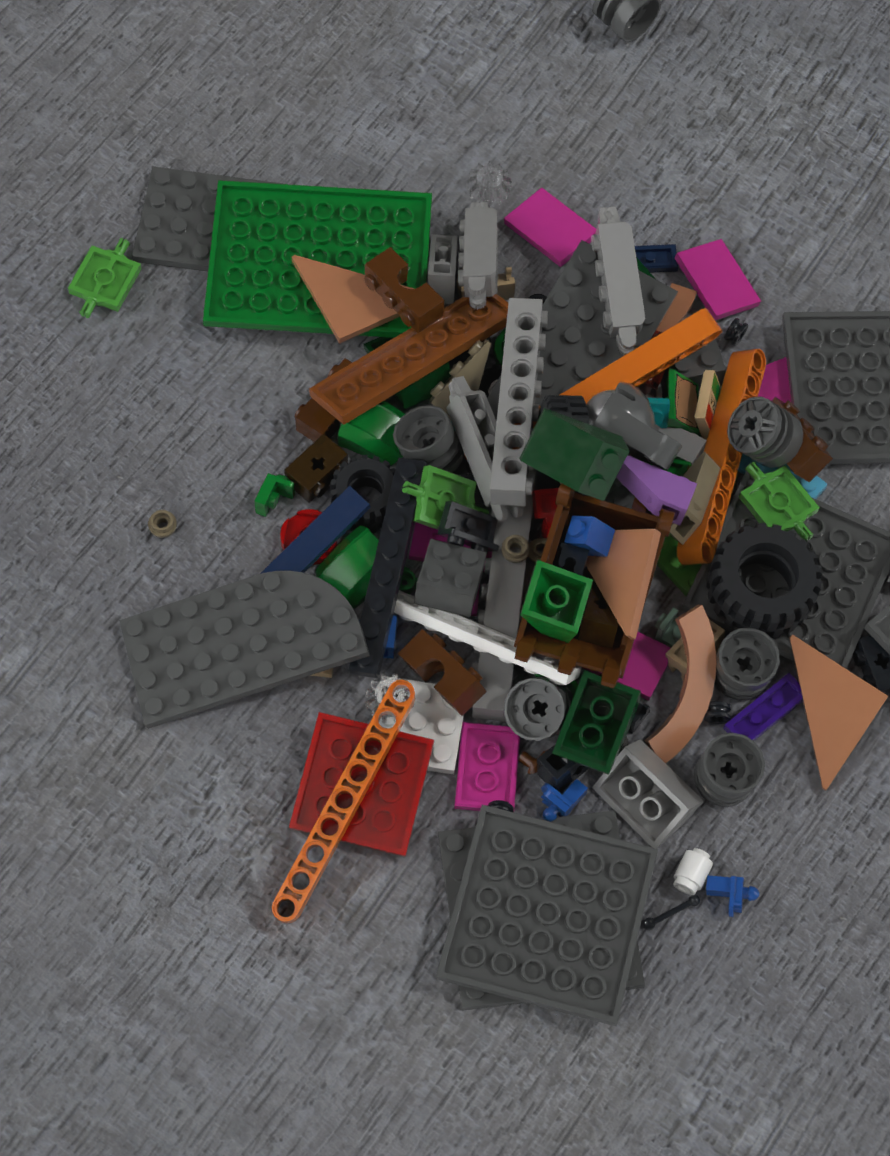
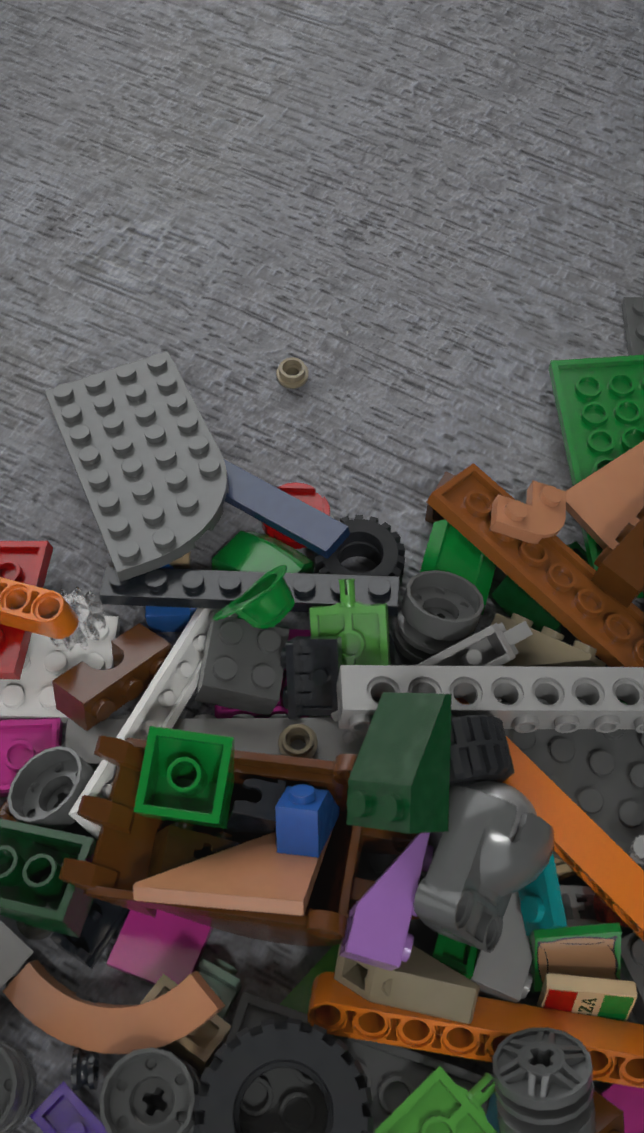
camera: 85 degrees right, 5 degrees down
(104, 278) = (587, 278): bright green plate -> none
(270, 492) = (345, 465): green bracket -> none
(320, 455) = (390, 504): dark brown brick -> none
(367, 355) = (530, 522): none -> nougat plate
(412, 549) = (263, 602): none -> green piece

